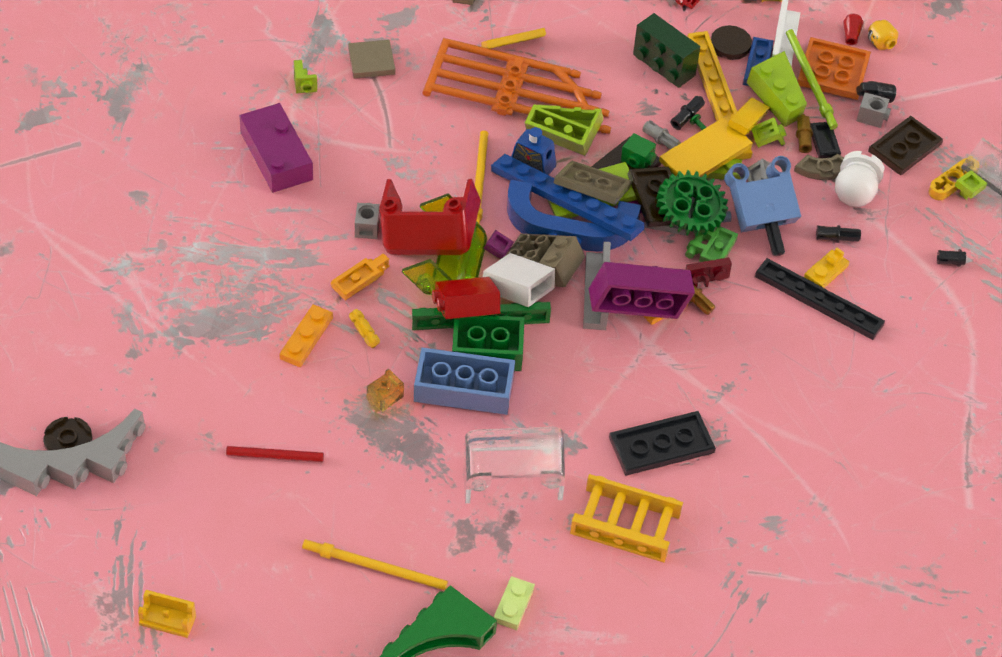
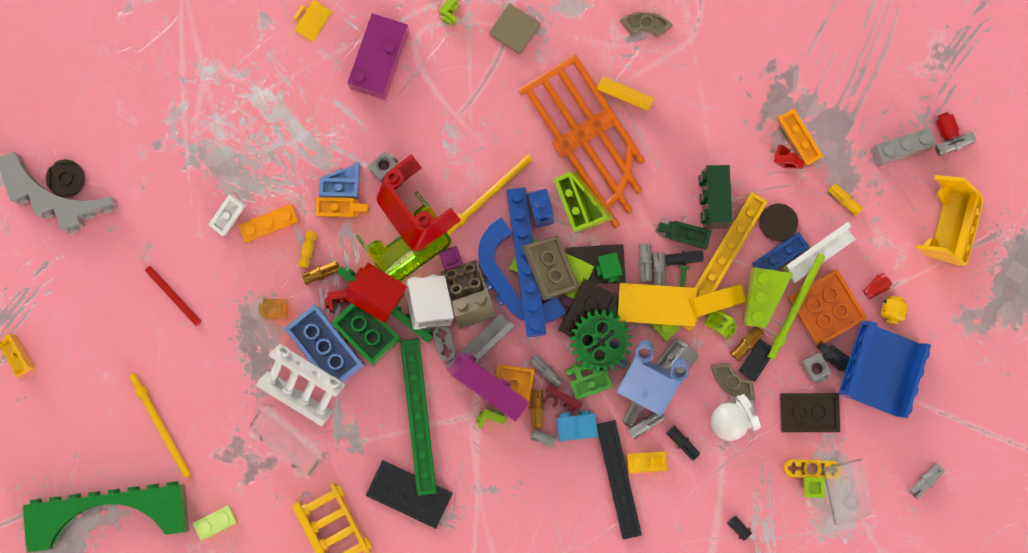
camera: 45 degrees right, 30 degrees up
(184, 167) = (312, 21): none -> yellow piece
(262, 350) = (227, 215): none -> white plate
(341, 257) = (341, 183): none -> medium blue wing
(395, 336) = (320, 272): none -> pearl gold axle
(434, 336) = (338, 296): none -> red bracket
(442, 444) = (293, 397): none -> white fence
(565, 309) = (439, 345): none -> light grey beam
(605, 377) = (418, 417): none -> green tile
(666, 327) = (496, 416): none -> lime bracket
(669, 96) = (685, 233): none -> dark green hinge
(669, 262) = (546, 371): none -> light grey axle
(674, 129) = (659, 269): none -> light grey axle
(729, 312) = (543, 438): none -> light grey pin
(742, 283) = (576, 427): none -> dark azure brick
(794, 242) = (645, 424): none -> light grey axle
(925, 74) = (884, 370): none -> blue panel

